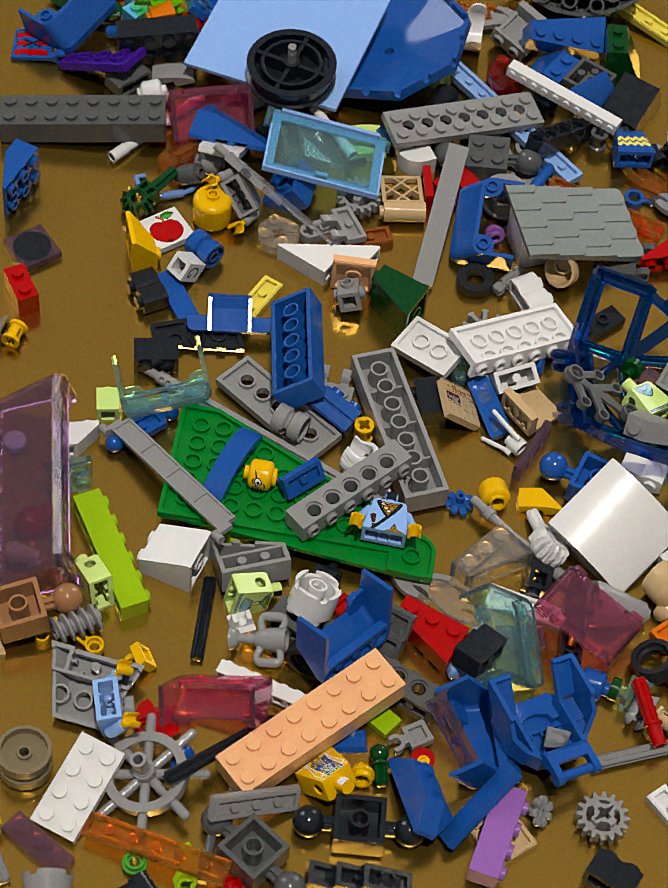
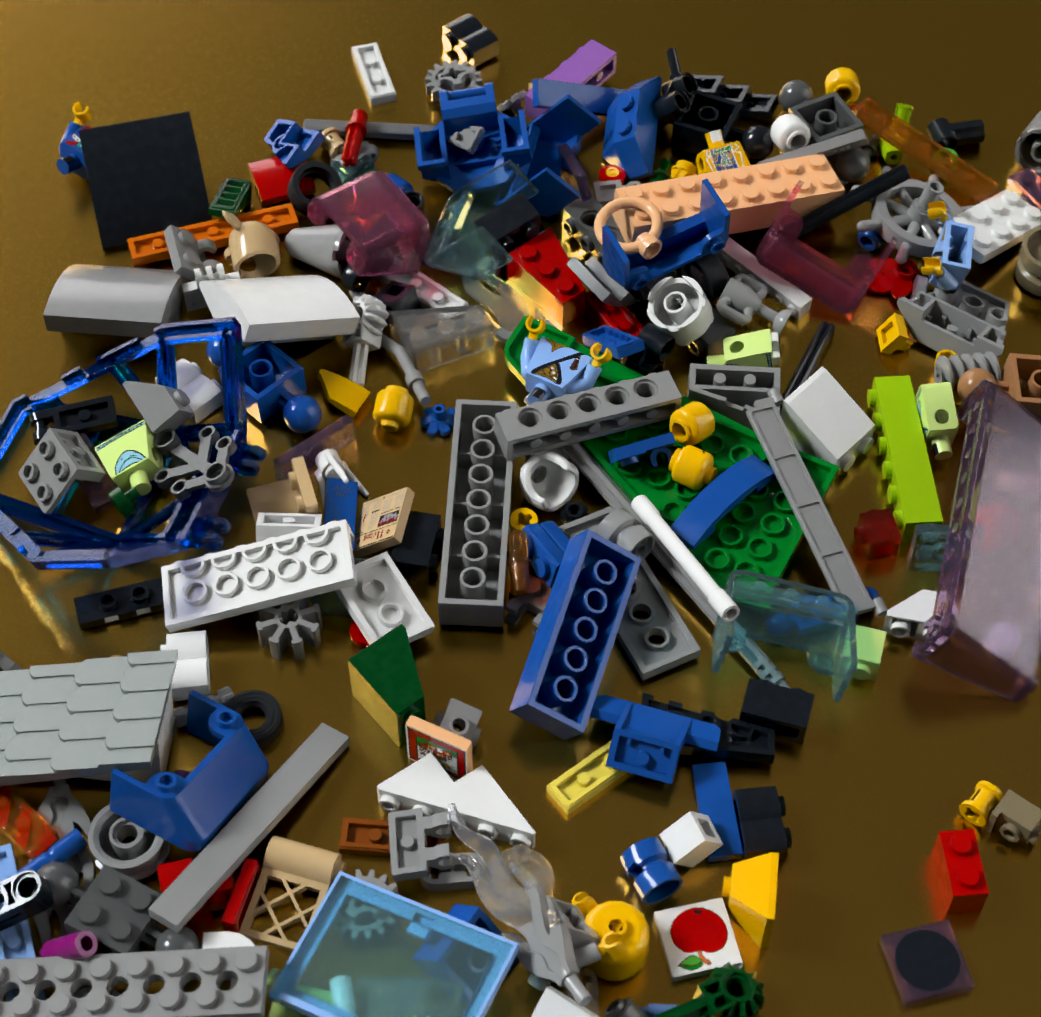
camera: 155 degrees left, 0 degrees up
(117, 488) = (877, 534): none -> clear red brick
(214, 360) = (716, 596): none -> white piece
(272, 504) = (692, 423): none -> yellow head
(280, 816) = (790, 133): none -> white head
(333, 459) = (572, 507): none -> black plate
(348, 564) = (617, 341): none -> blue plate
(353, 390) = (519, 563): none -> clear orange axle
(357, 628) = (646, 243): none -> light nougat piece
(391, 813) = (677, 92): none -> black beam
(495, 129) = (71, 946): none -> magenta cylinder

